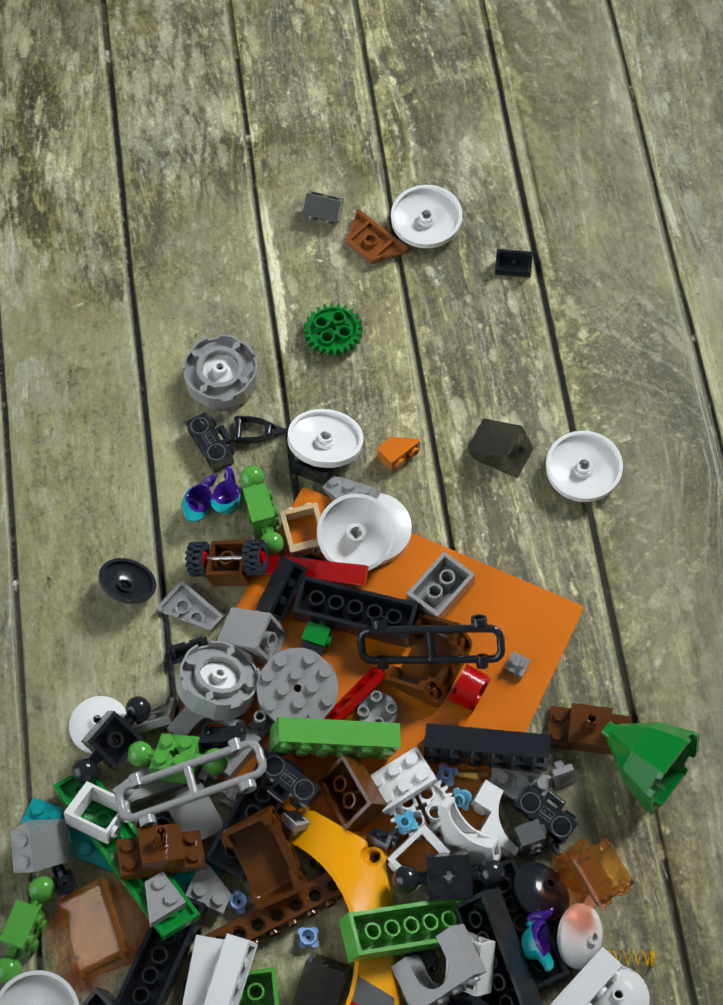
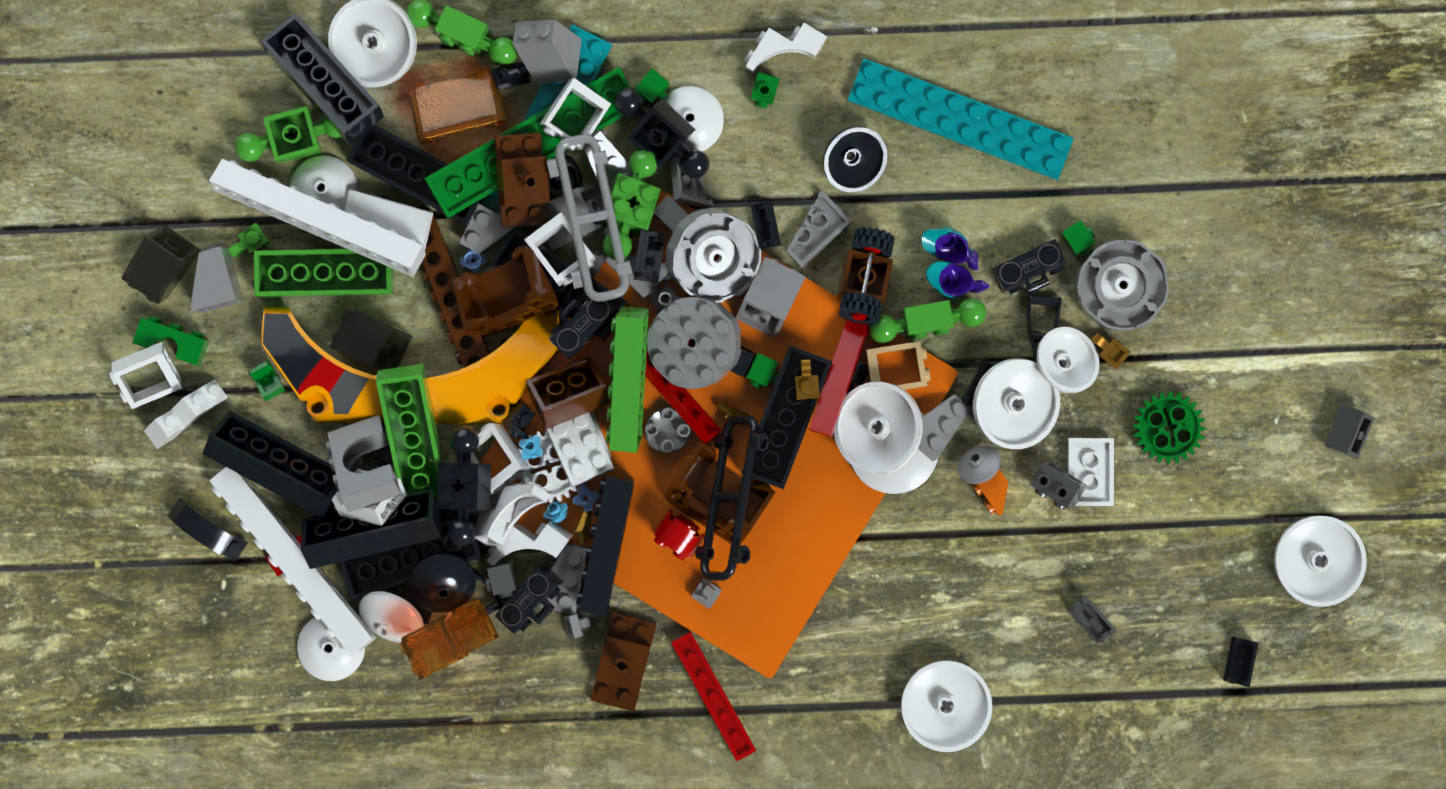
camera: 90 degrees right, 25 degrees up
(25, 635) = (806, 42): none -> white arch
(68, 754) = (653, 87): none -> green brick
(70, 662) = (764, 90): none -> green brick
(88, 509) = (960, 119): none -> teal plate
(162, 899) = (467, 178): light grey wing -> none
(184, 408) = (1078, 238): none -> green brick
(244, 813) = (544, 234): none -> white window
(274, 376) = (1112, 352): none -> pearl gold plate
(281, 588) = (820, 335): black piece -> none
(285, 403) = (1075, 353): none -> white dish
(294, 821) = (541, 327): light grey tile -> none
(304, 942) = (431, 326): light blue plate -> none
(325, 591) = (806, 385): none -> pearl gold plate
(356, 661) = (730, 412): none -> pearl gold bar
(372, 240) = (1295, 489): dark orange wing -> none
(375, 382) = (1093, 464): none -> white plate
(385, 461) = (979, 464): none -> light grey dish
(389, 400) = (1057, 485): none -> dark grey brick
(441, 586) = (804, 517): light grey brick -> none
(495, 369) = (1091, 619): none -> dark grey hinge
(501, 446) = (984, 610): clear smoke slope -> none
(535, 938) = (384, 568): hair -> none
(606, 651) = (713, 696): none -> red plate
(651, 758) = (575, 720): green piece -> none
(651, 954) = (370, 689): yellow piece -> none

